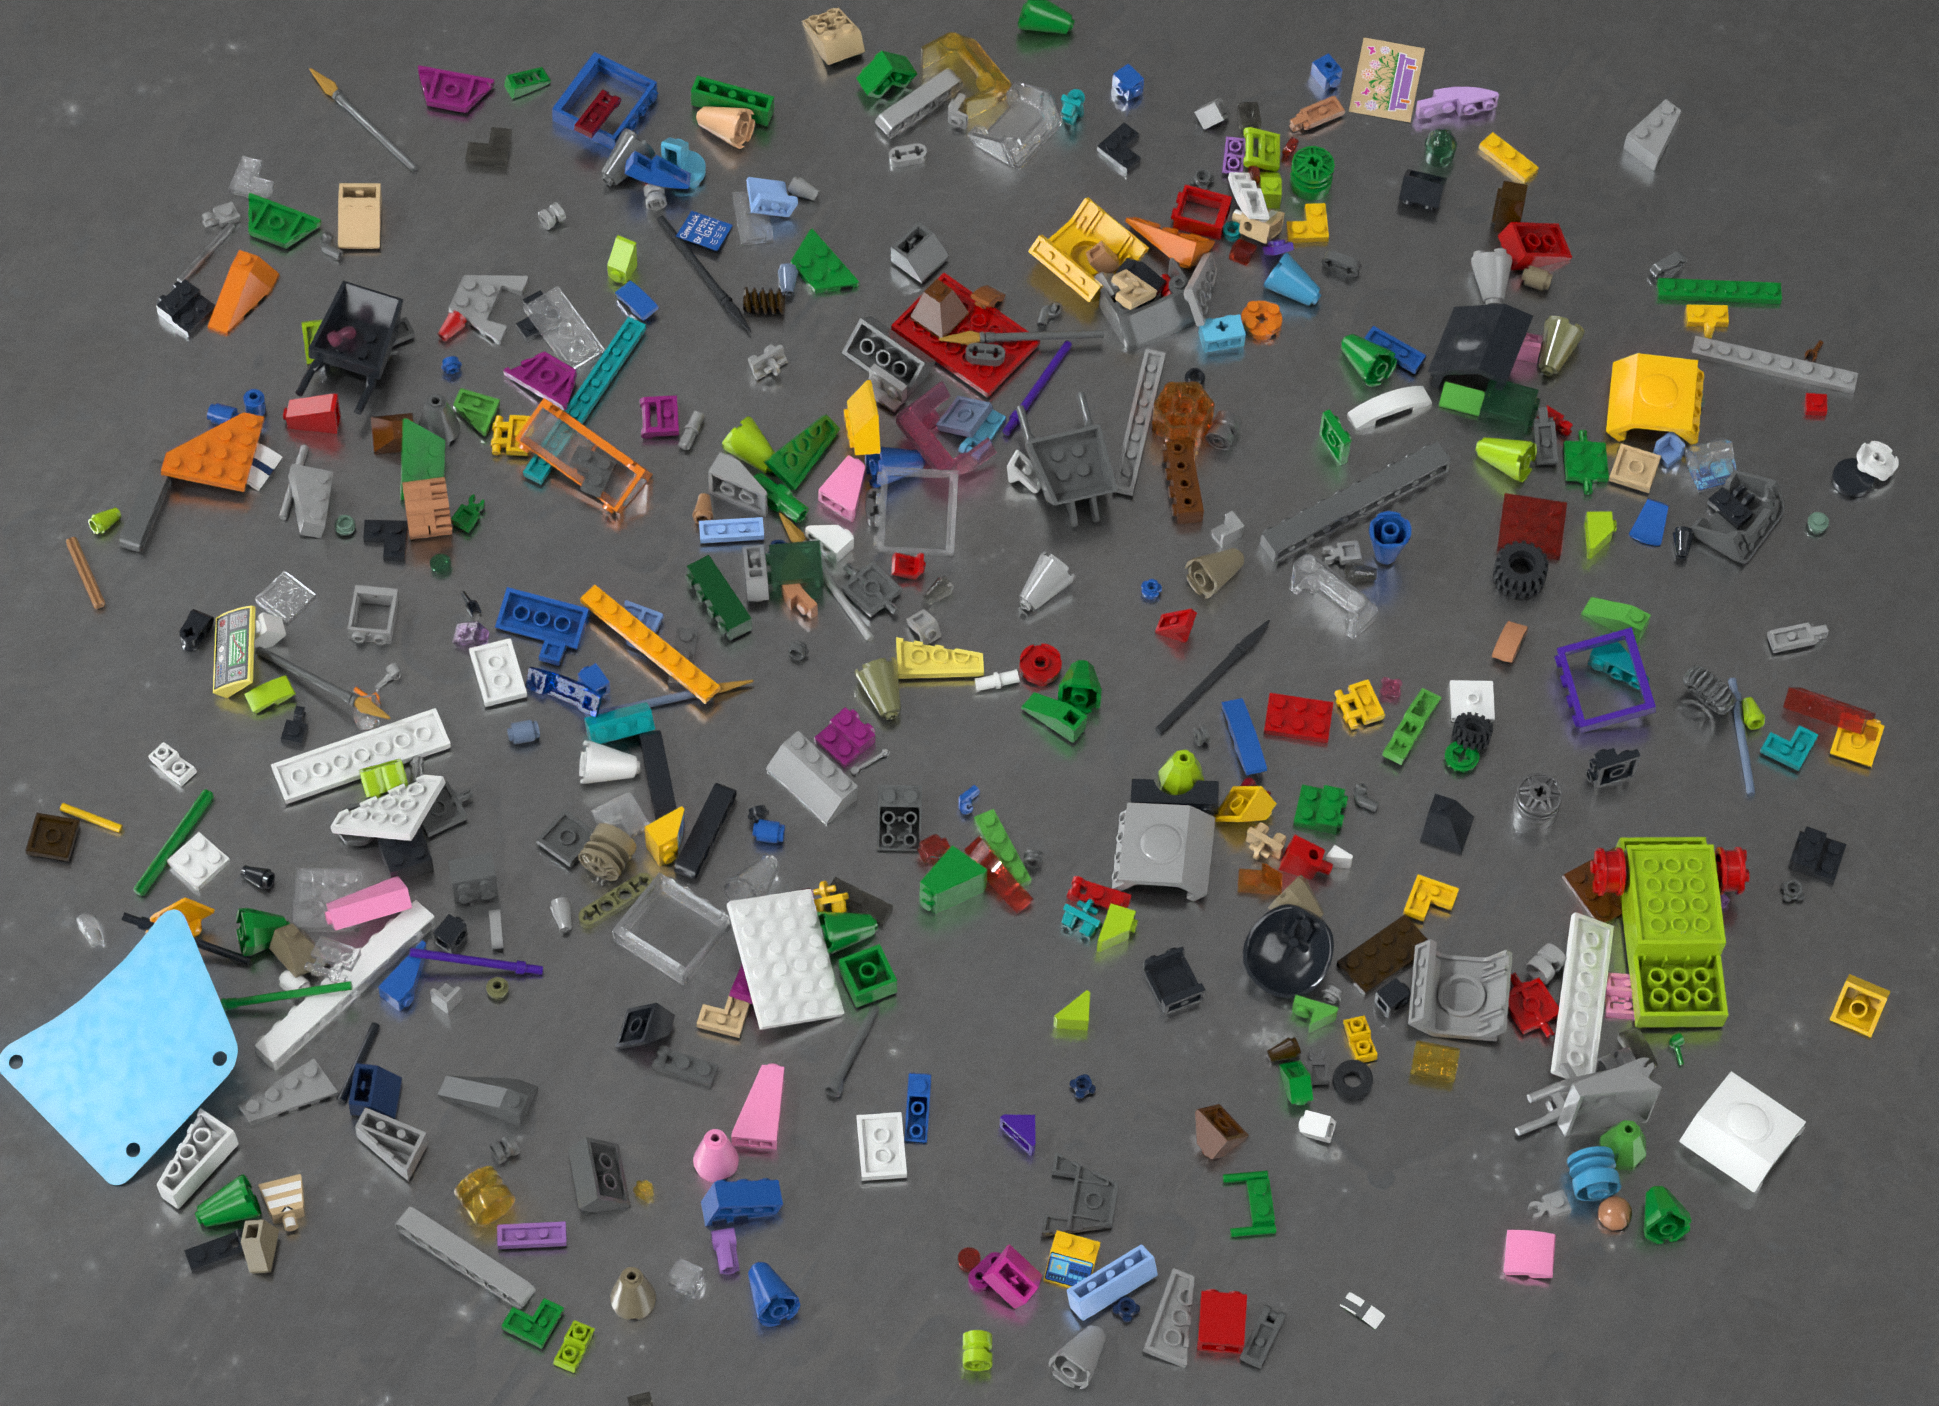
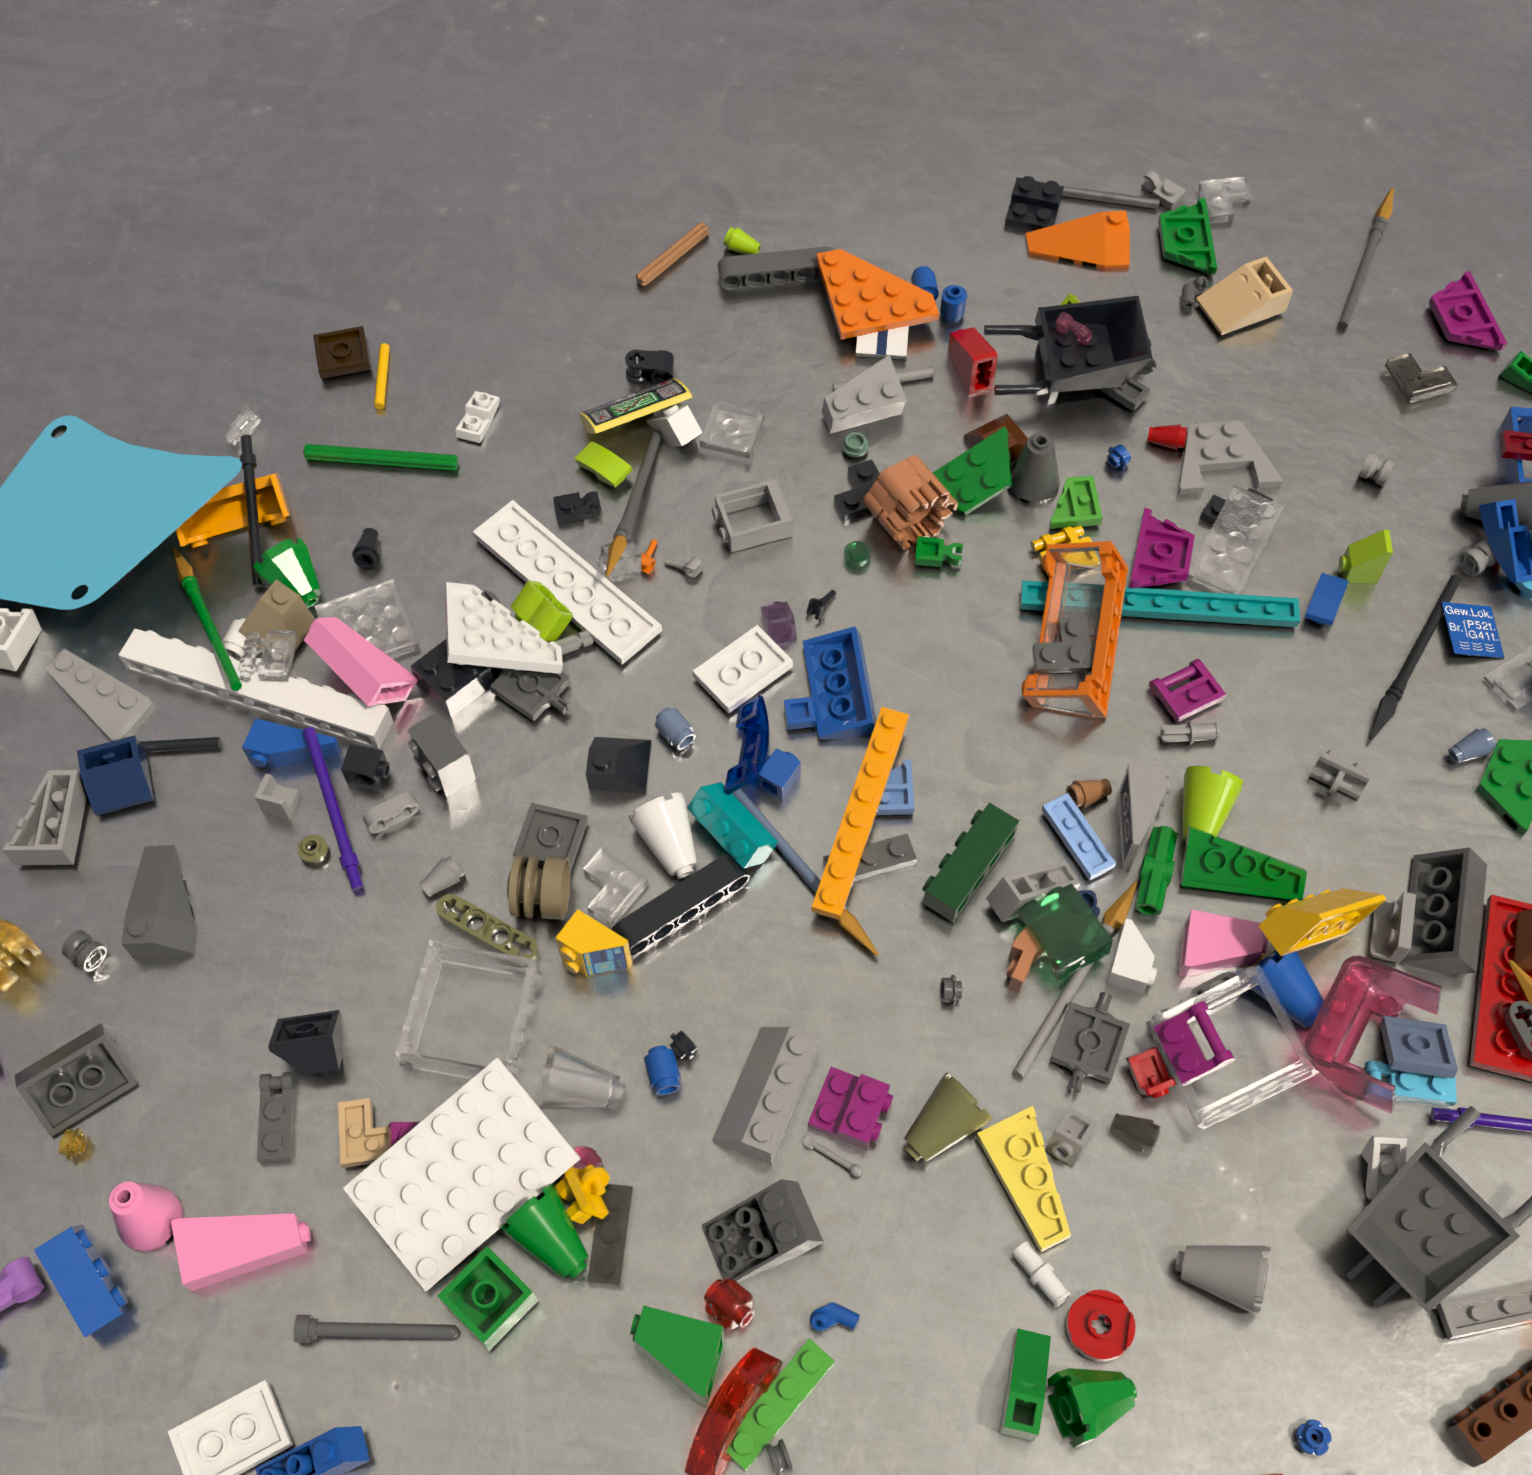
camera: 70 degrees right, 0 degrees up
(198, 861) = (367, 488): white plate -> none
(530, 778) = (618, 764): none -> black slope
(705, 831) = (629, 991): black beam -> none
(764, 300) = (1420, 733): dark brown piece -> none
(906, 536) = (1184, 1048): none -> magenta plate

